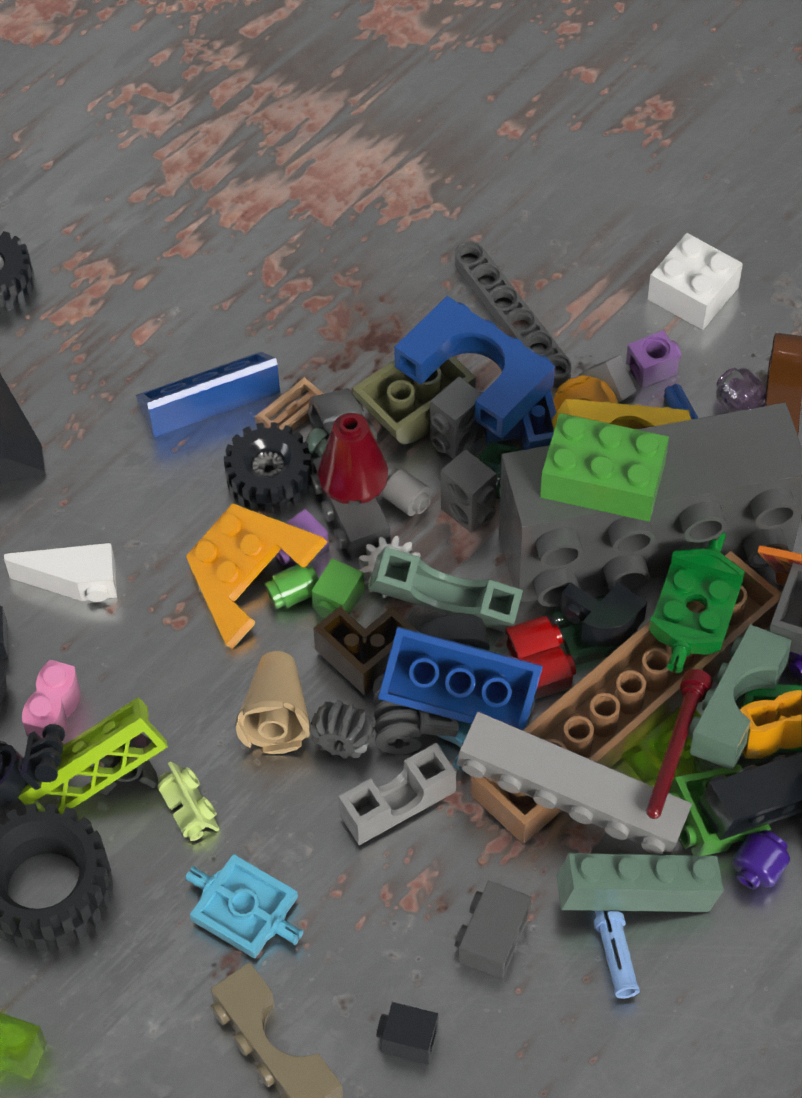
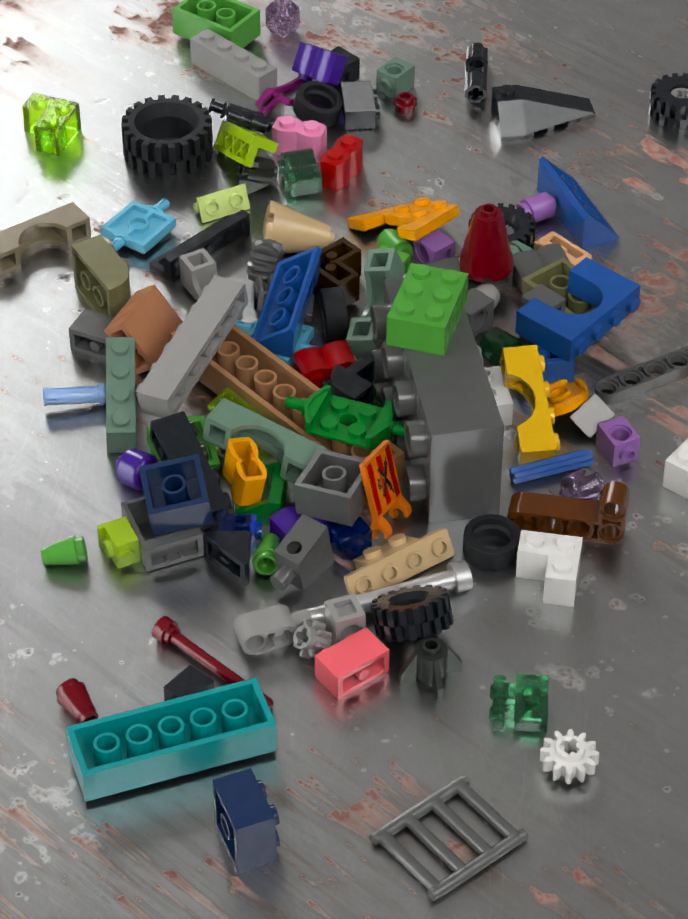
camera: 90 degrees right, 15 degrees down
(74, 572) = (408, 147): white slope -> none
(109, 649) = (341, 162): none -> red brick
(114, 692) = (300, 172): none -> clear green brick
(213, 429) = (539, 206): none -> medium lavender brick
(294, 812) = (213, 239): none -> black fence
(400, 925) = (101, 275): none -> olive brick
(408, 1032) = (32, 296): black brick -> none
(502, 862) = (150, 321): none -> nougat brick
(694, 689) = (272, 413): dark red piece -> none

